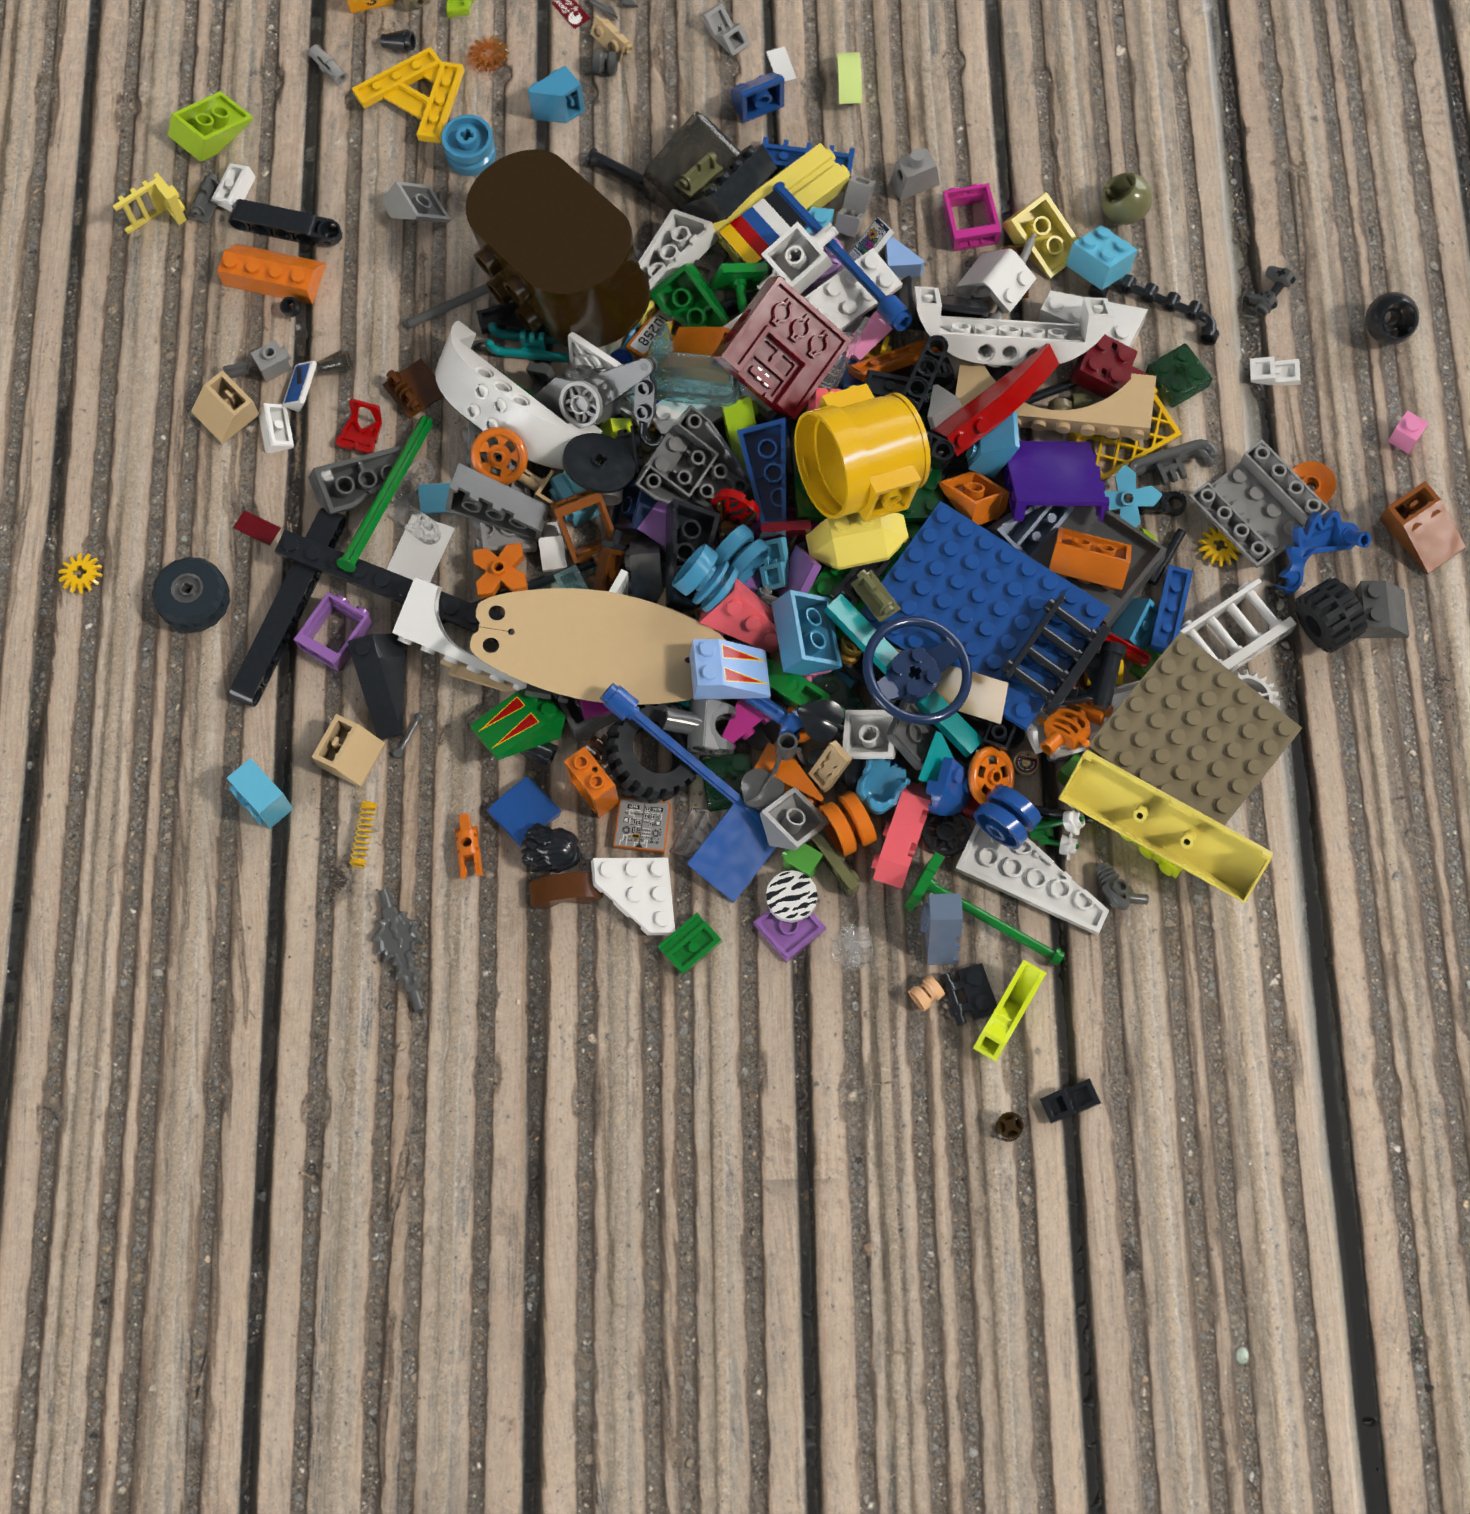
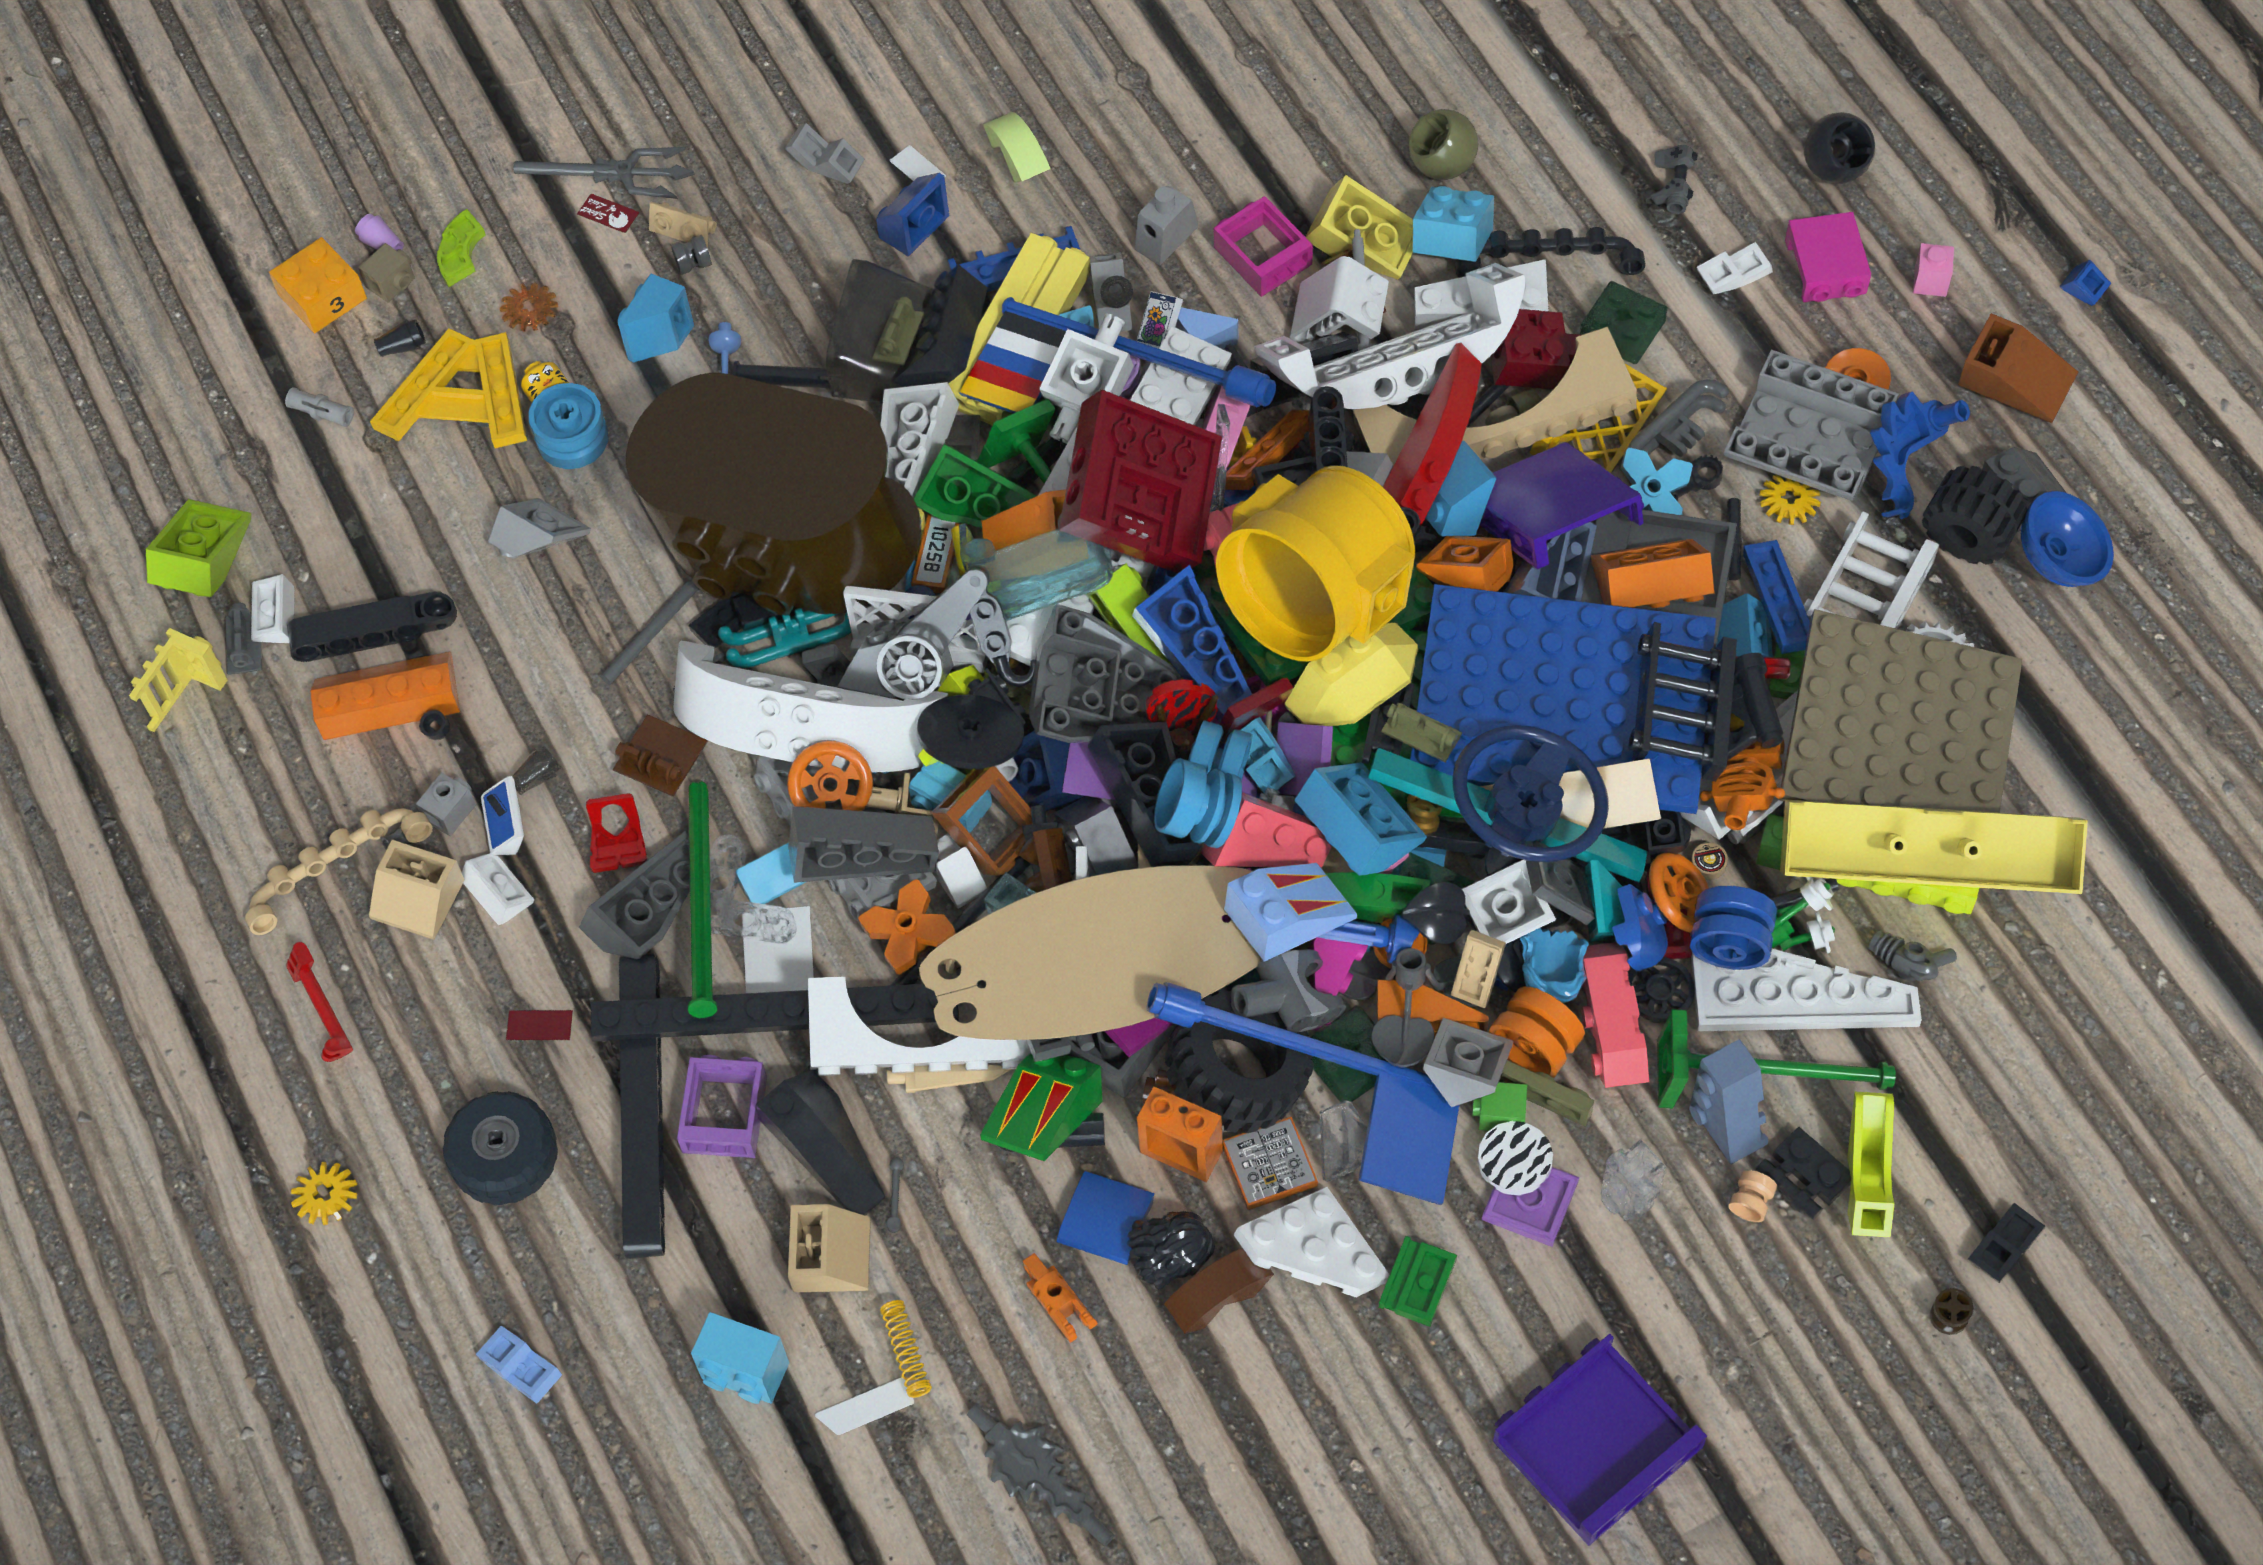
camera: 25 degrees left, 10 degrees down
(135, 484) = (300, 969): none -> red hinge
(137, 733) = (518, 1364): none -> light blue slope
(242, 367) = (313, 863): none -> tan bar
(322, 858) = (866, 1407): none -> white sticker
(469, 105) = (540, 377): none -> yellow head
(595, 132) = (724, 343): none -> medium blue sword
(743, 1095) = (1596, 1440): none -> dark purple panel
(852, 211) = (1119, 298): none -> clear smoke cone
(1342, 391) = (1829, 256): none -> dark pink panel
(1392, 658) = (2066, 540): none -> blue hat

